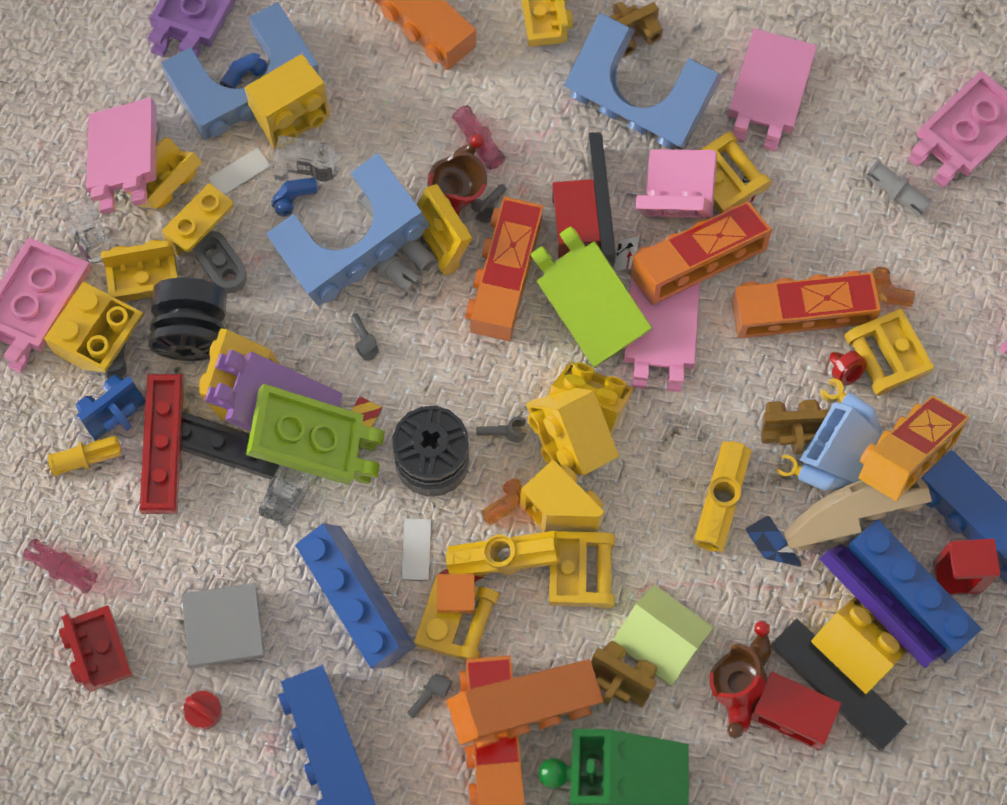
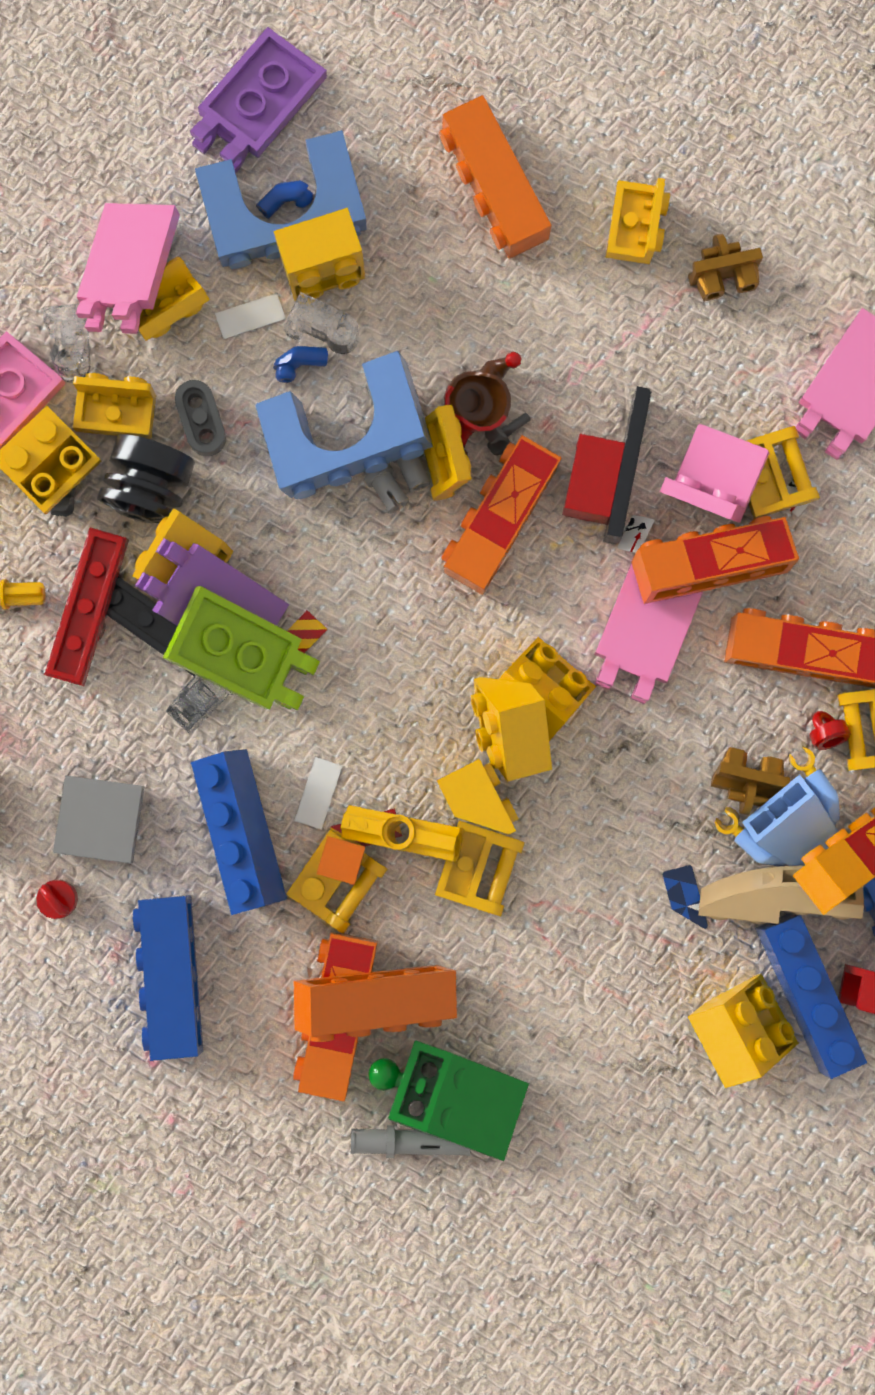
camera: 15 degrees right, 15 degrees up
(111, 408) = (45, 553): blue hips -> none
(197, 219) = (187, 365): yellow bracket -> none
(367, 345) = (329, 558): dark grey hand -> none
(429, 469) = (348, 719): black wheel -> none
(436, 685) = (298, 944): dark grey hand -> none
(470, 125) = (515, 340): clear pink pin -> none
(505, 430) = (443, 692): dark grey hand -> none
(506, 504) = (425, 776): clear orange arm -> none
(591, 299) = (579, 579): lime tile -> none
(596, 80) = (666, 324): medium blue arch -> none
(620, 679) = (480, 998): pearl gold hips -> none
(663, 634) = (541, 960): yellowish green slope -> none
(718, 515) = (662, 813): yellow piece -> none
(741, 678) = (603, 1035): reddish brown piece -> none
(795, 711) = (648, 1081): red panel -> none
(864, 711) = (721, 1105): black tile -> none
(883, 605) = (774, 1004): dark purple tile -> none

